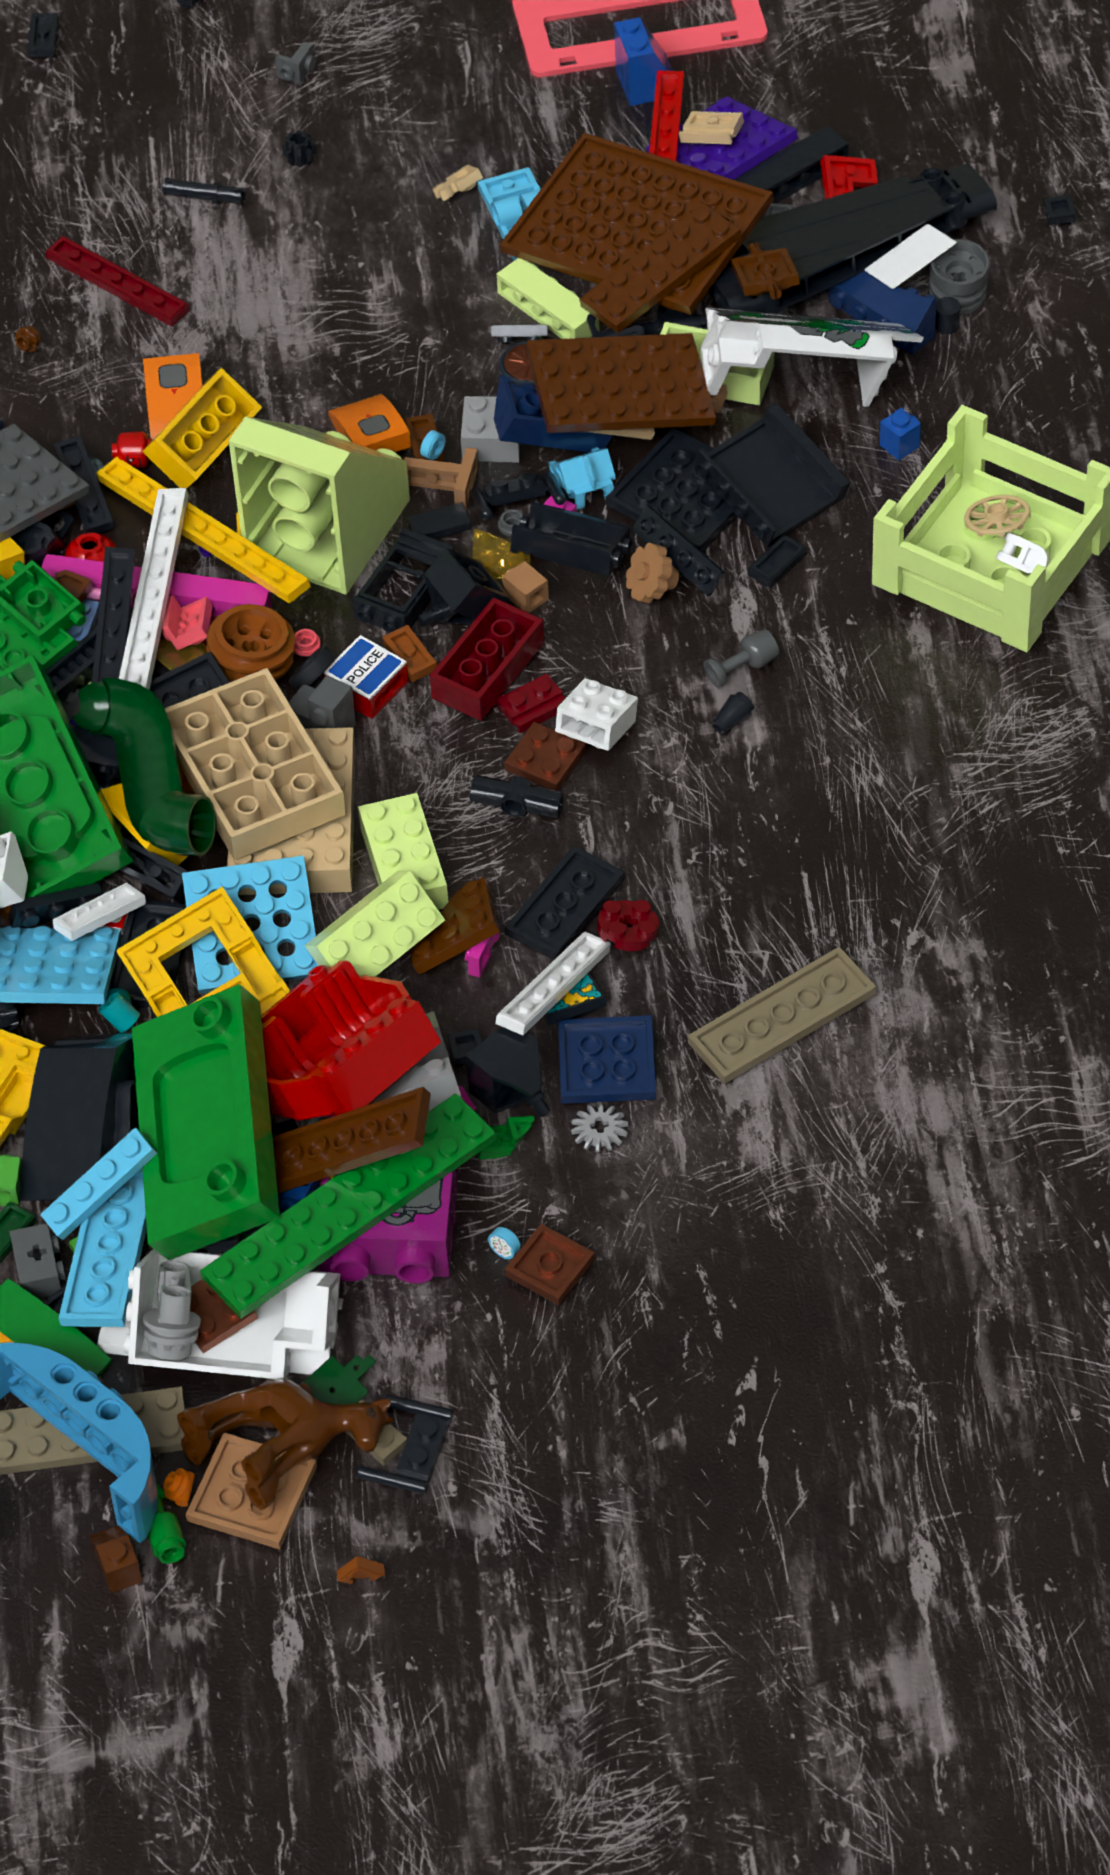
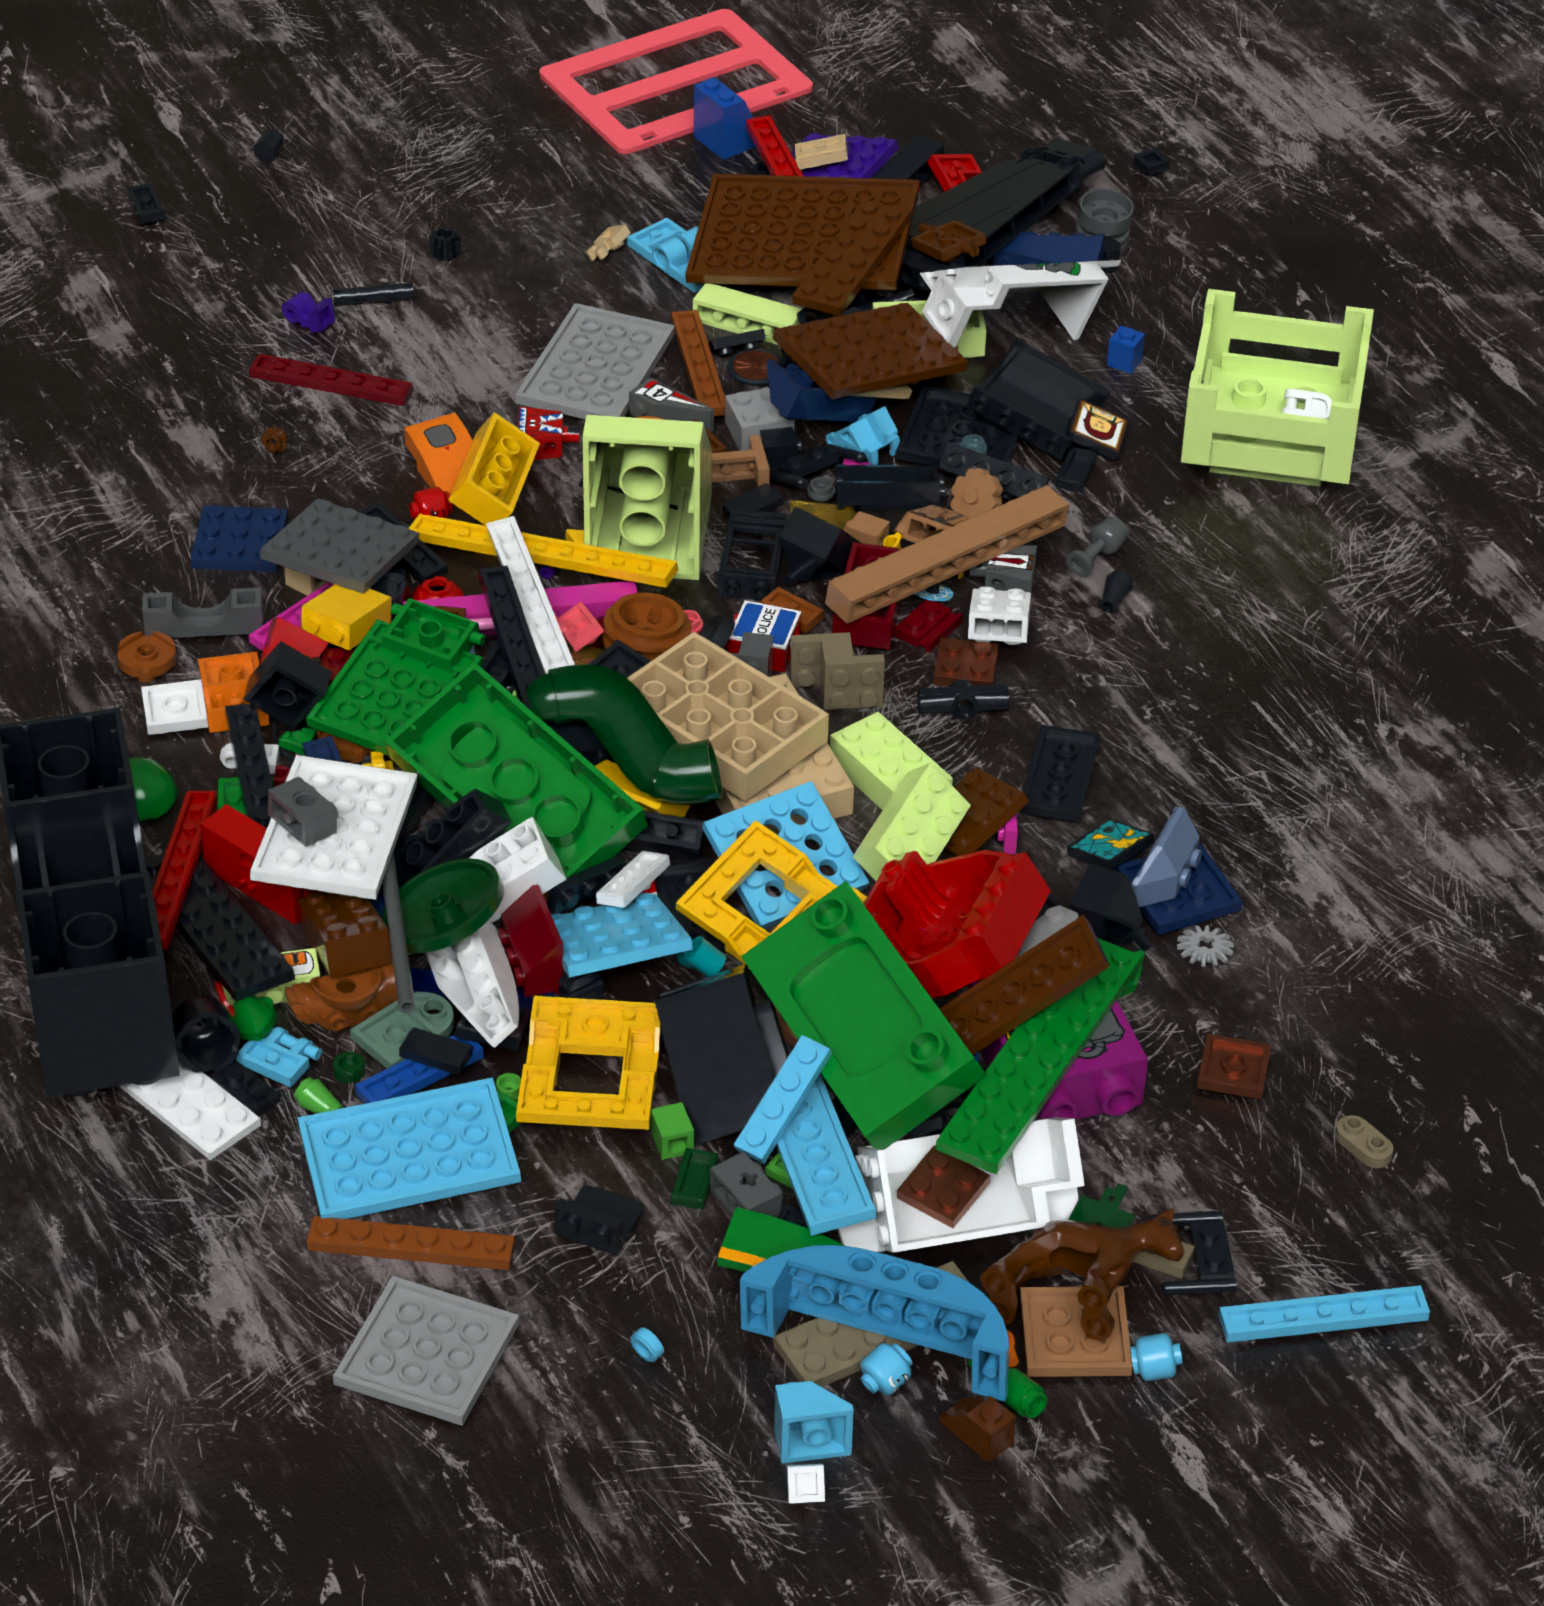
camera: 25 degrees left, 10 degrees down
(62, 1476) = (885, 1369): none -> medium azure head
(131, 200) = (304, 310): none -> dark purple leg
(172, 1325) = (923, 1195): light grey beam -> none
(279, 393) = (548, 430): none -> red torso
(297, 67) = (401, 184): dark grey bracket -> none
(306, 1539) = (1156, 1357): none -> medium azure head
(360, 1568) = (1221, 1368): dark orange tile -> none
(372, 324) = (594, 363): none -> light grey plate
(405, 736) = (843, 678): none -> dark tan bracket
(411, 391) = (664, 402): none -> dark grey slope
(432, 445) = (719, 439): medium azure tile -> none
(471, 345) = (698, 360): none -> dark orange plate
(485, 1543) = (1323, 1313): none -> medium azure plate
(494, 463) = (780, 445): none -> black brick
(504, 1242) = (1181, 1059): medium azure tile -> none
(553, 983) = (1102, 832): white tile -> none
(557, 666) = (936, 593): none -> piece
(571, 635) = (946, 554): none -> medium nougat brick
(592, 601) = (923, 524): none -> medium nougat torso
(597, 1031) = (1169, 861): none -> sand blue wedge
(617, 914) = (1129, 775): dark red plate -> none
(629, 1375) = (1360, 1140): none -> dark tan plate
(640, 663) = (1009, 569): none -> dark grey torso
(677, 513) = (974, 443): none -> clear light blue plate
(781, 1015) = (1312, 814): dark tan plate -> none
(818, 521) = (1097, 429): none -> tile
(910, 256) = (1059, 210): white sticker -> none
(997, 515) = (1268, 378): tan wheel -> none

